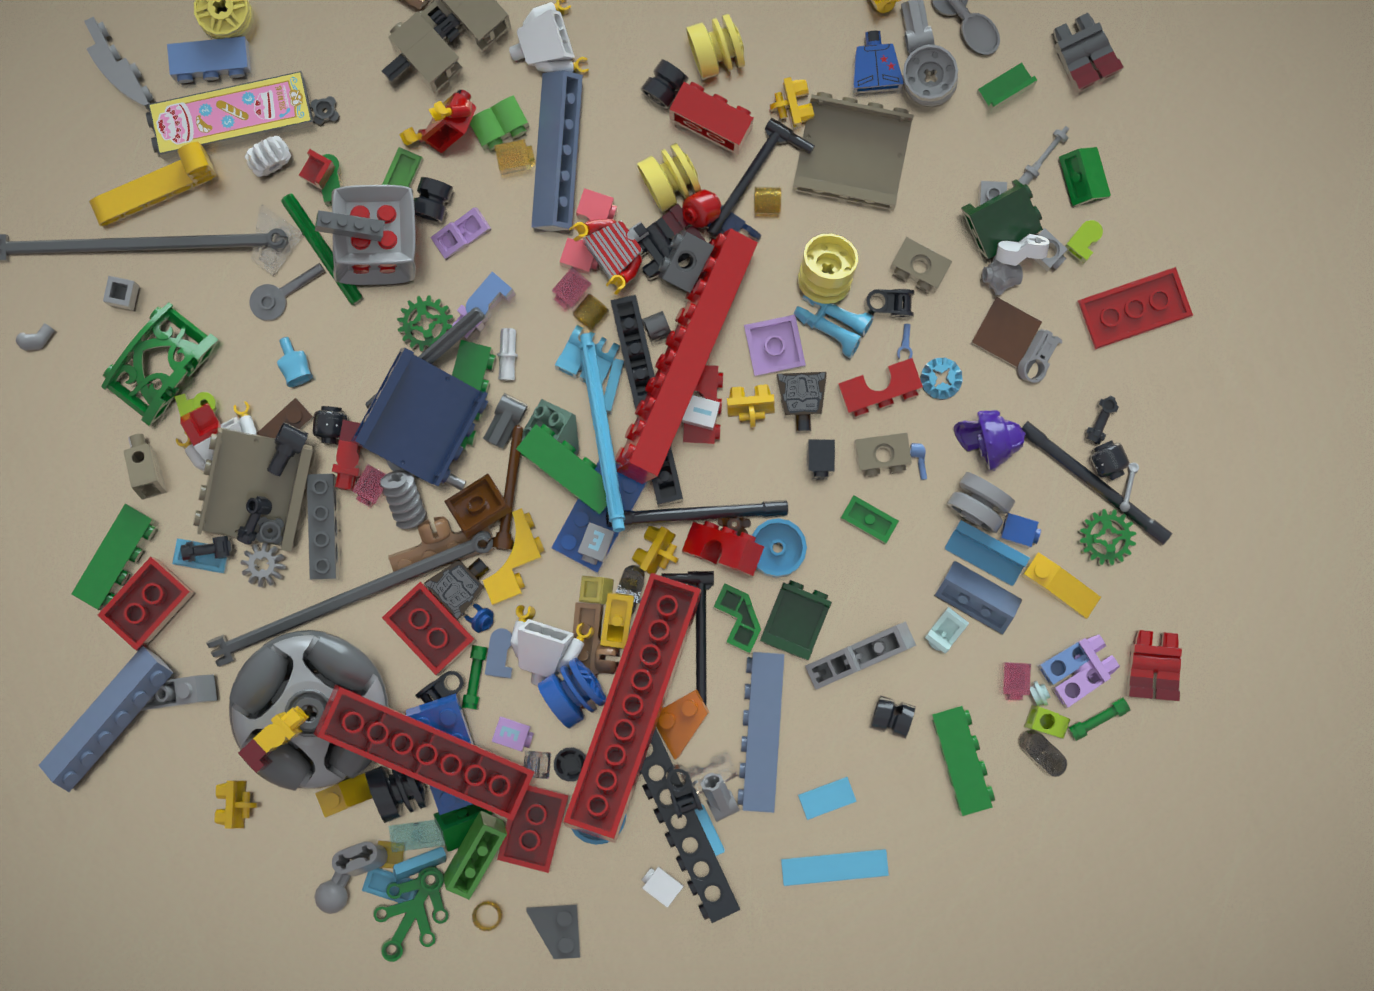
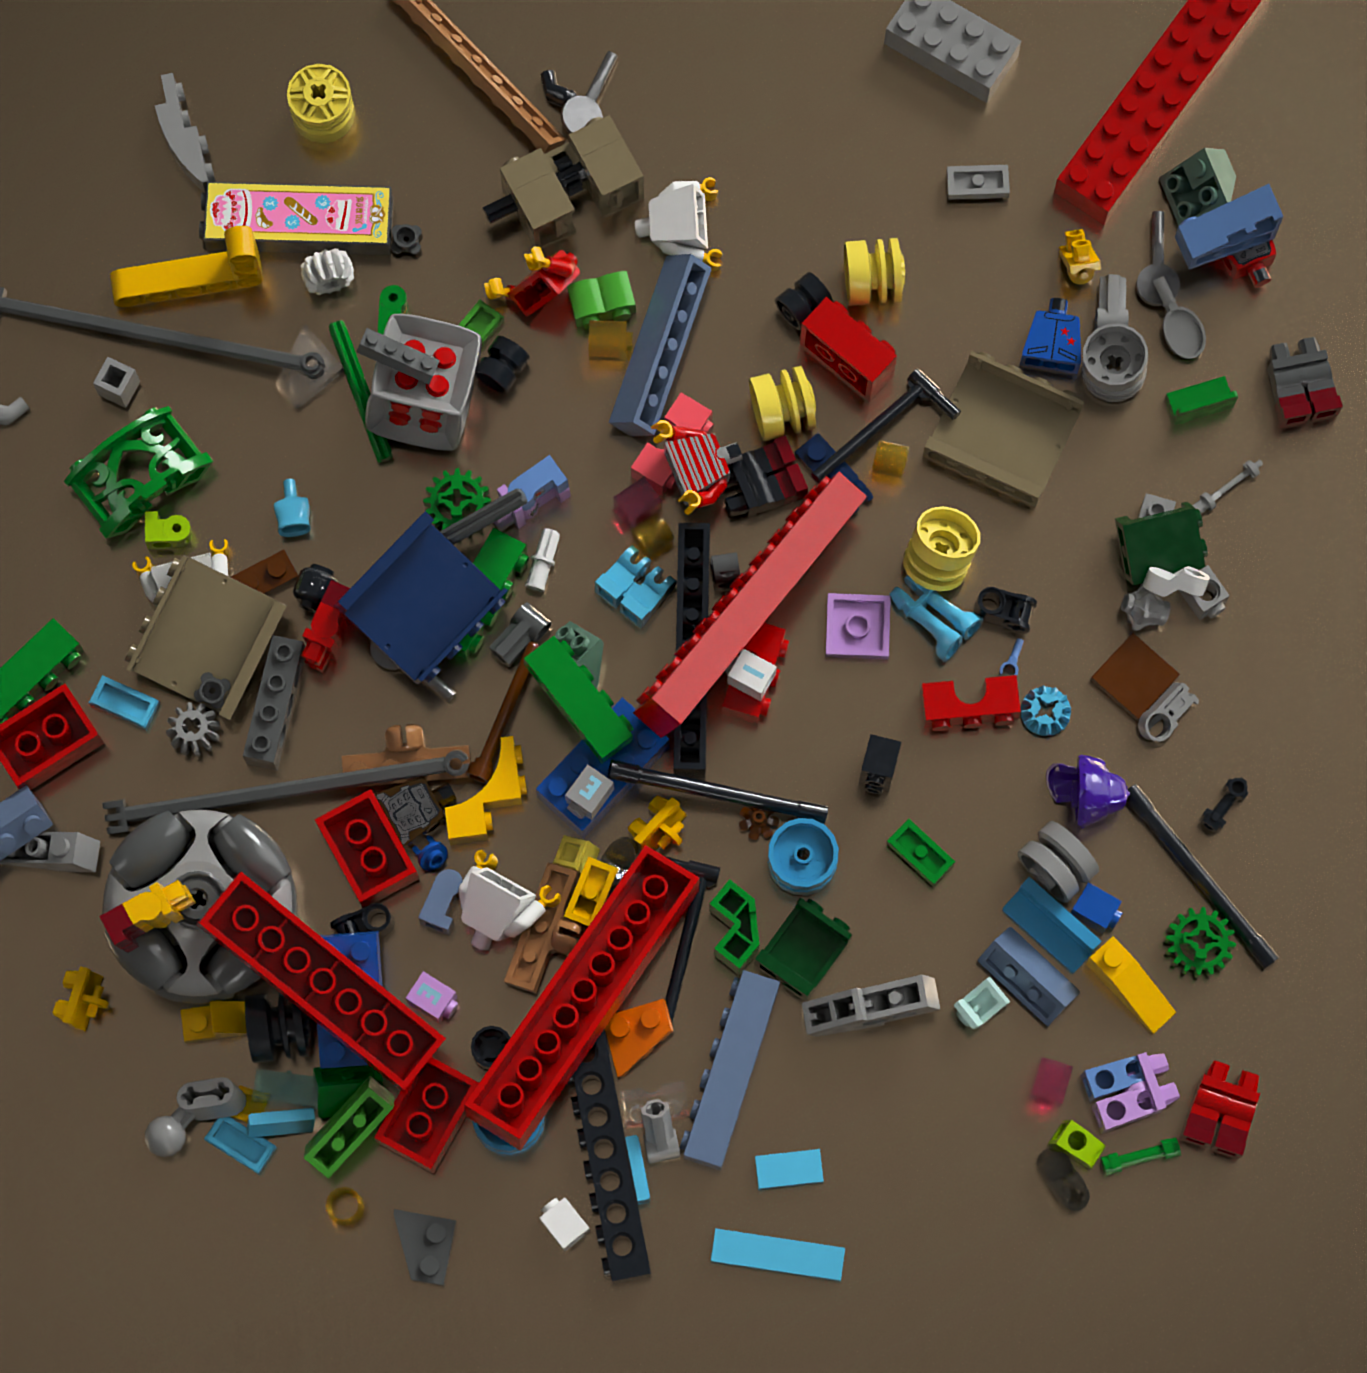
camera: 15 degrees right, 10 degrees down
(143, 468) = (86, 585): dark tan torso -> none
(200, 424) = (165, 547): red panel -> none
(209, 59) = (290, 151): medium blue brick -> none
(220, 548) = (149, 696): black bar -> none
(256, 507) = (205, 658): black bar -> none
(269, 301) = (284, 435): flat silver piece -> none
(288, 442) = (260, 592): black pin -> none
(317, 169) = (379, 297): red panel -> none
(369, 487) = (345, 670): clear pink brick -> none
(403, 499) = (378, 691): light grey piece -> none
(413, 909) = (259, 1176): green plant -> none
(460, 233) = (525, 412): lavender slope -> none
(477, 506) = (462, 722): reddish brown tile -> none
(477, 654) = (394, 946): green bar -> none
(538, 762) = (455, 1043): clear brick -> none
(576, 690) = (516, 961): blue wheel -> none
(602, 432) = (629, 668): medium azure piece -> none
(613, 384) = (656, 624): medium azure tile -> none
(682, 795) = (617, 1114): black piece -> none
(685, 276) = (794, 489): dark grey brick -> none
(701, 208) = (811, 445): red head -> none
(738, 552) = (726, 832): red arch -> none
(750, 407) = (812, 686): yellow hips -> none
(798, 113) = (950, 343): yellow hips -> none
(801, 396) = (875, 690): torso -> none
(893, 716) = (891, 1090): black wheel -> none
(896, 445) = (971, 770): dark tan brick -> none
(918, 451) = (997, 787): medium blue hand -> none
(936, 265) = (1047, 557): dark tan brick -> none
(961, 760) = (962, 1163): green brick -> none
(1040, 693) = (1075, 1107): light aqua plate -> none
(1084, 175) = (1269, 520): green panel -> none
(1087, 235) = (1252, 590): lime leg -> none
(1110, 460) = (1224, 852): black head -> none
(1133, 469) = (1249, 871): light grey hinge -> none
(1134, 308) = (1293, 686): red tile -> none

